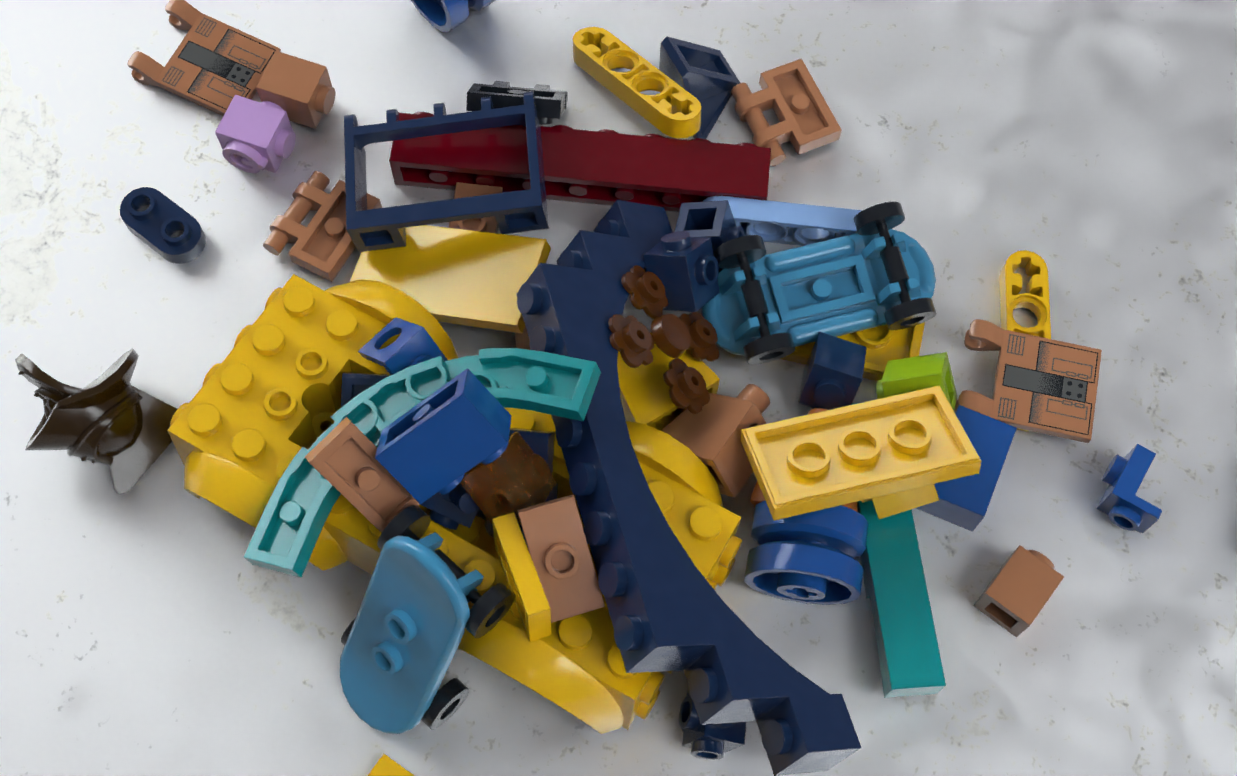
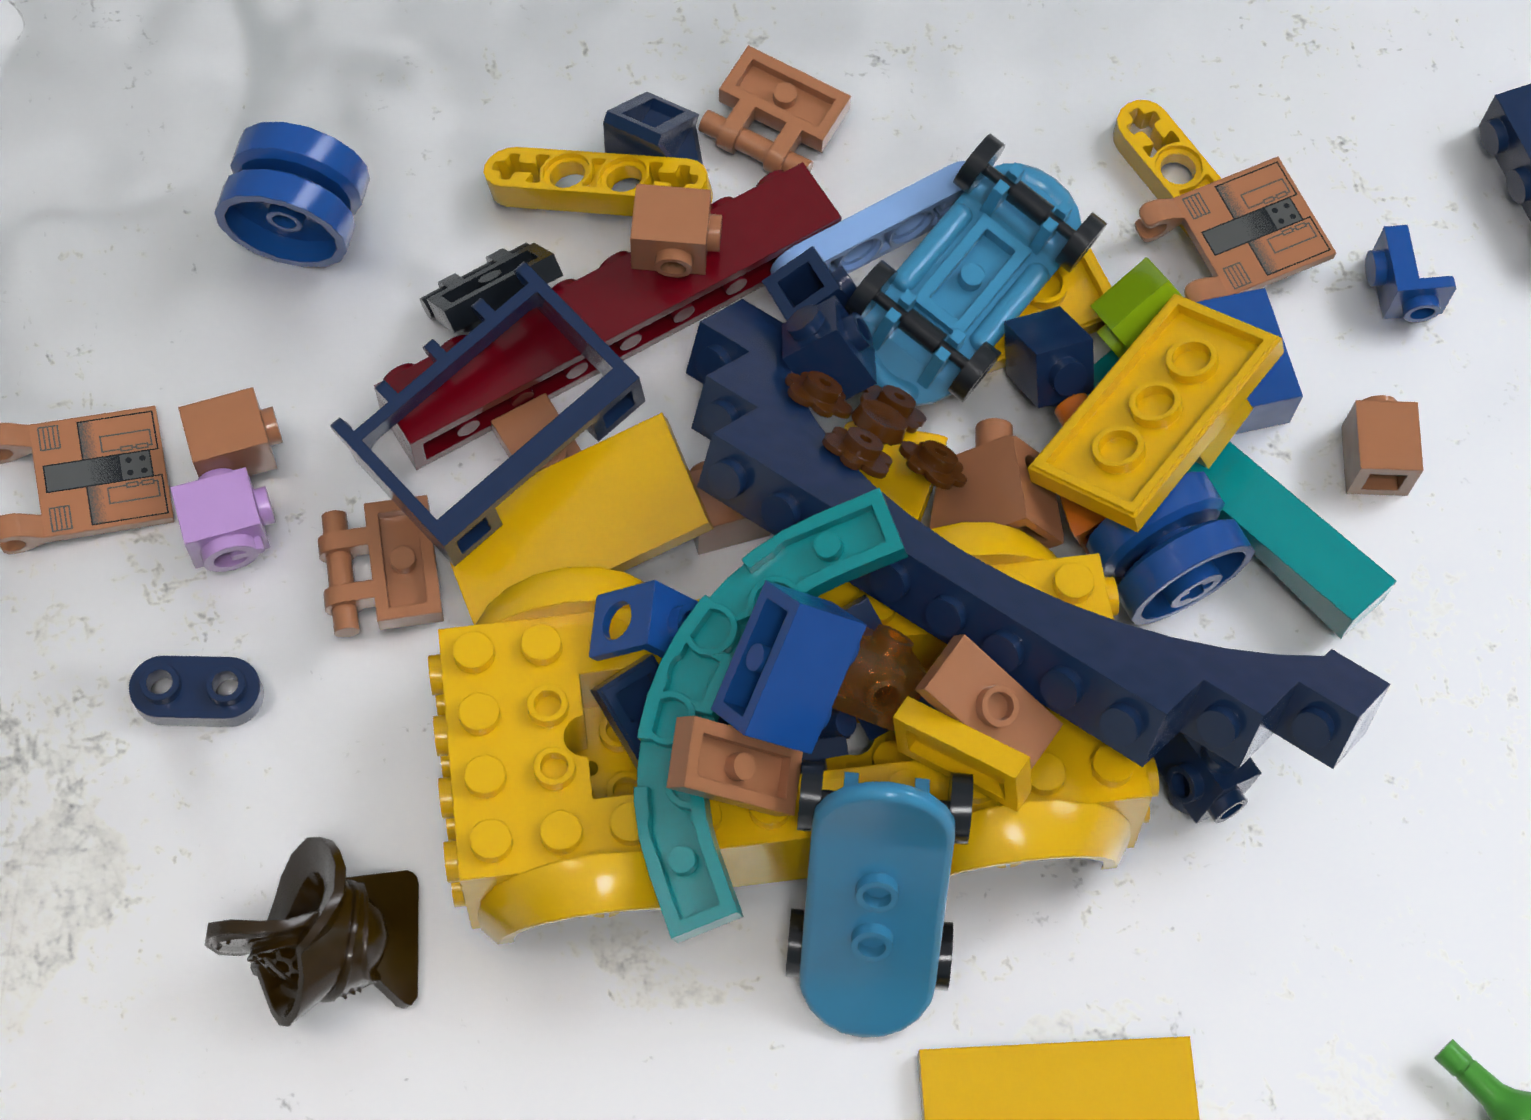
camera: 40 degrees left, 0 degrees up
(646, 133) = (673, 230): none -> nougat brick

